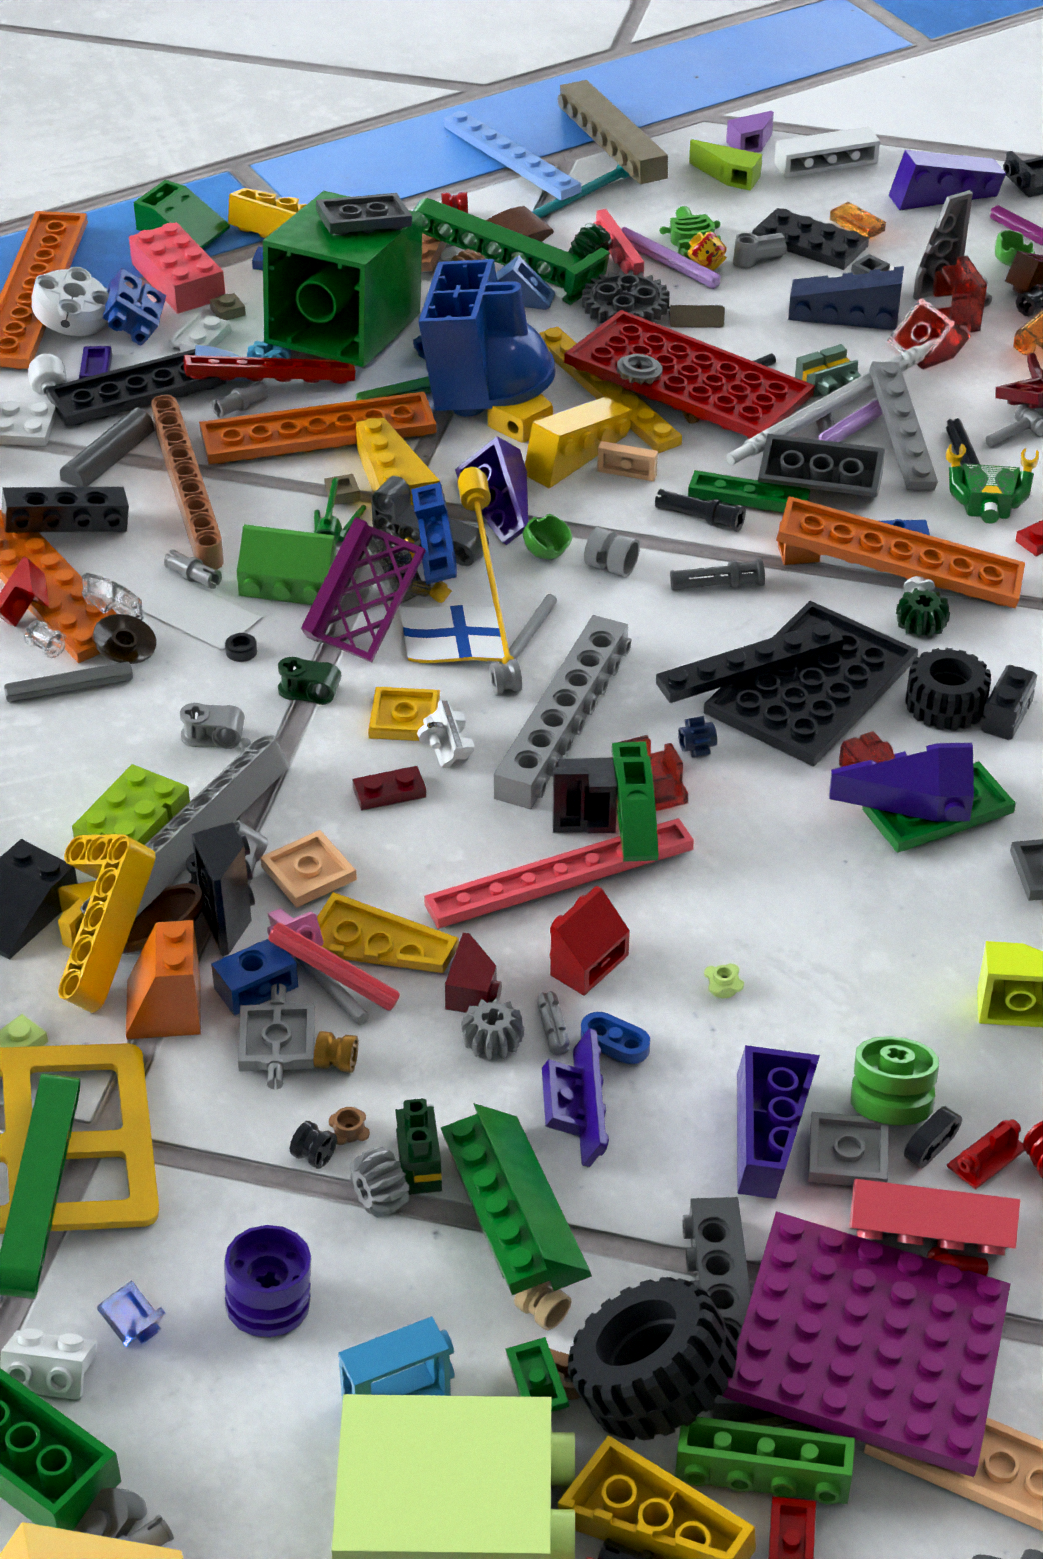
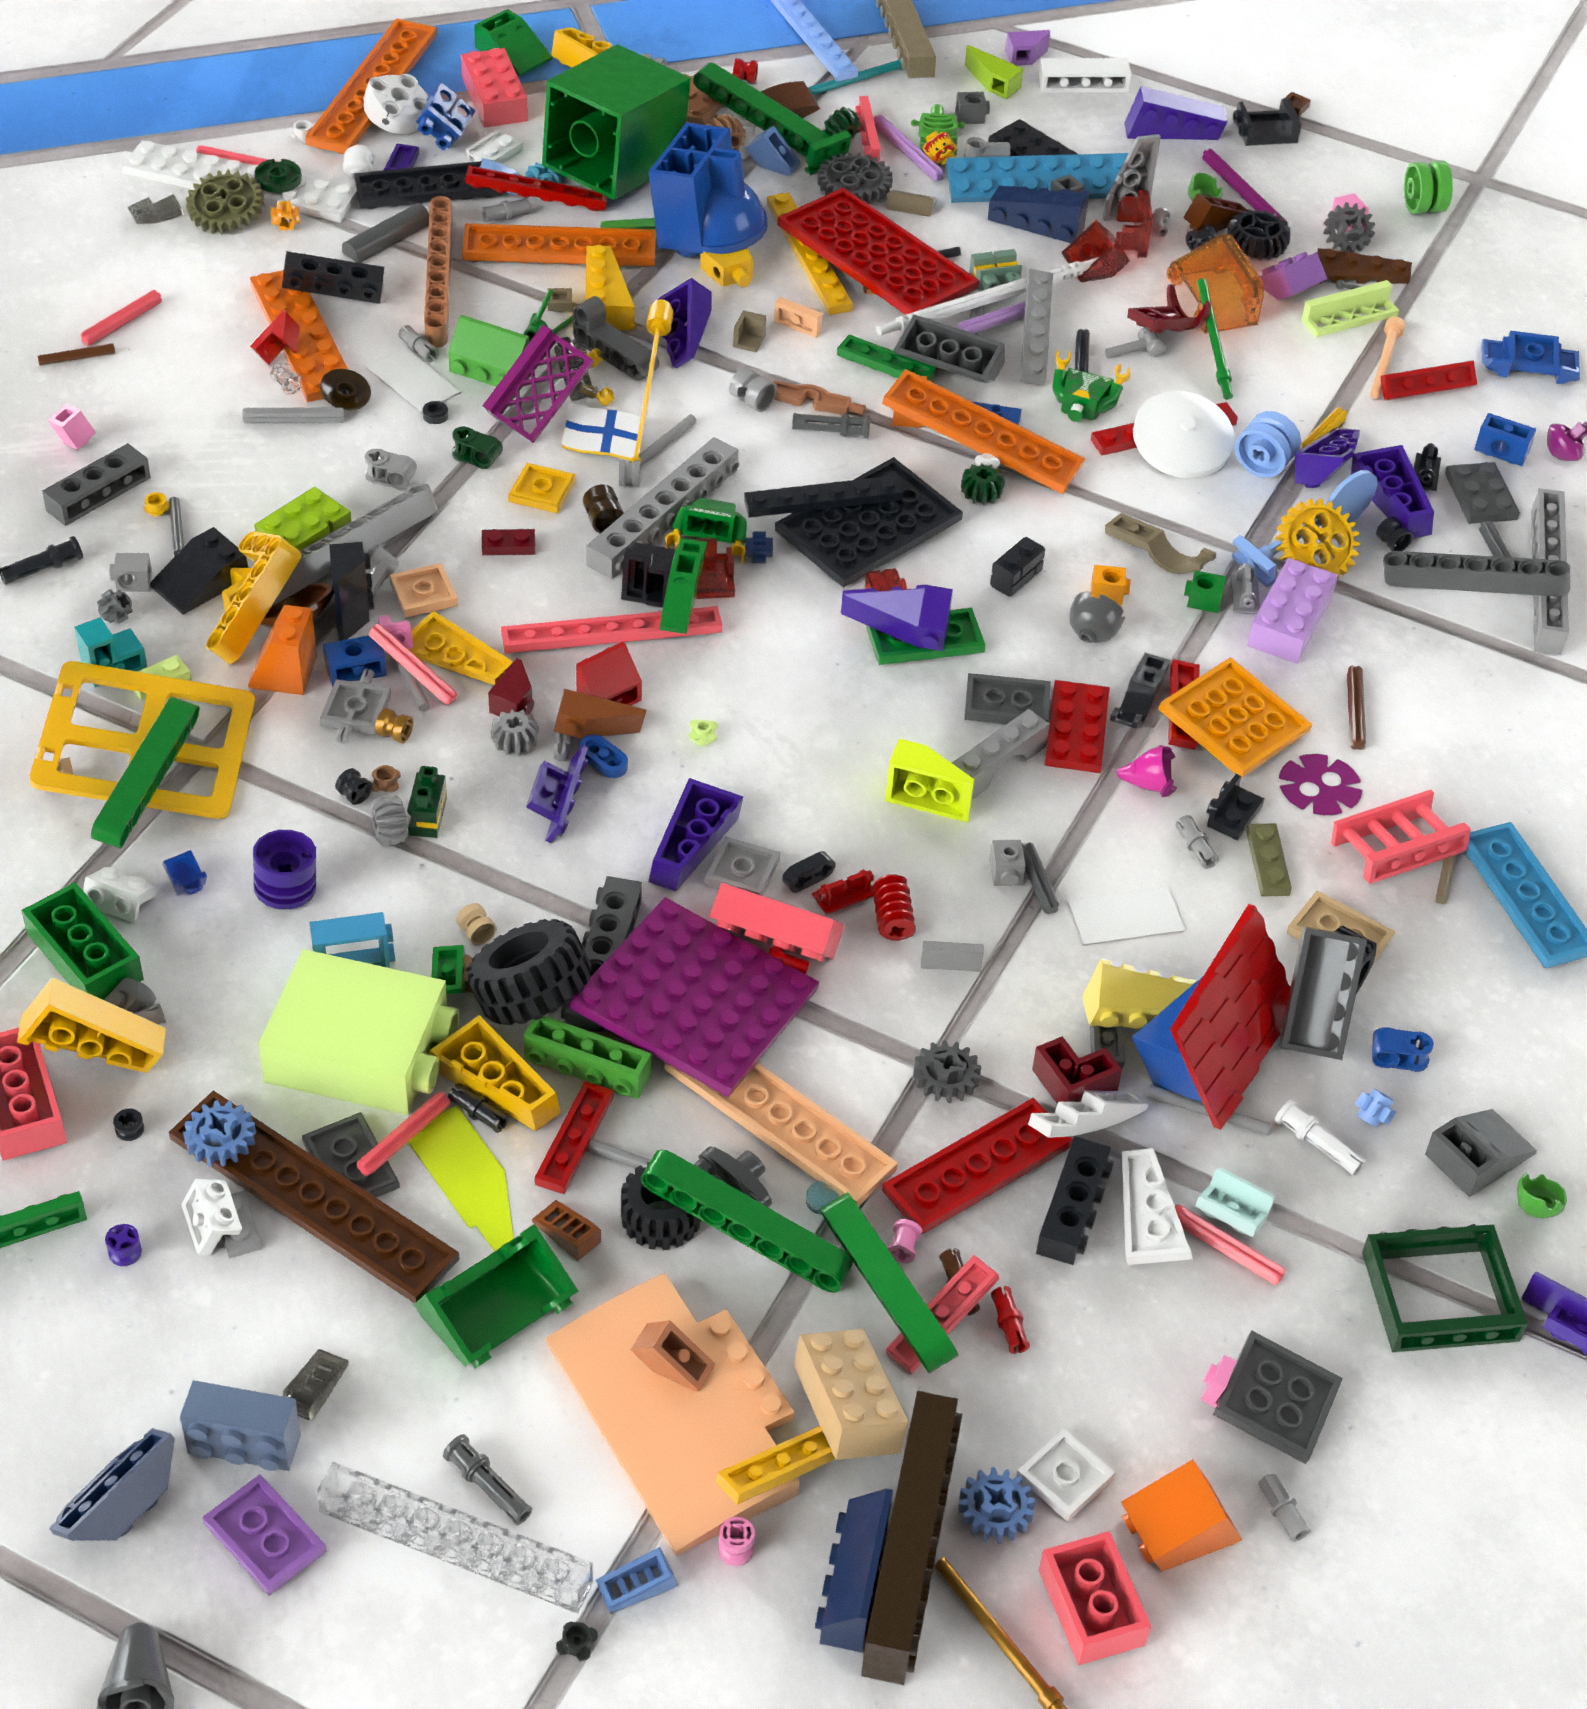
camera: 10 degrees right, 5 degrees up
(108, 594) = (342, 351): clear slope -> none
(227, 307) = (525, 129): dark tan plate -> none
(363, 213) = (637, 70): dark grey plate -> none
(435, 533) = (614, 350): blue slope -> none
(443, 733) = (560, 506): white hips -> none
(492, 724) = (602, 506): none -> dark brown wheel
(514, 1201) = (480, 851): green slope -> none
(547, 537) = (705, 367): bright green hair -> none
(572, 438) = (759, 287): yellow wedge -> none
(578, 486) = (749, 331): none -> dark tan panel
(580, 988) = (590, 715): none -> dark orange slope
(629, 716) = (710, 520): none -> green torso
(648, 368) = (824, 237): light grey gear -> none
(694, 550) = (823, 400): none -> nougat piece
(713, 511) = (850, 371): black pin -> none
(721, 203) = (971, 107): none -> dark grey brick
(770, 274) = (979, 177): none -> dark azure plate
(857, 219) = (1082, 140): clear orange plate -> none
(894, 1080) = (792, 825): bright green wheel -> none
(947, 689) = (971, 546): black tyre -> none

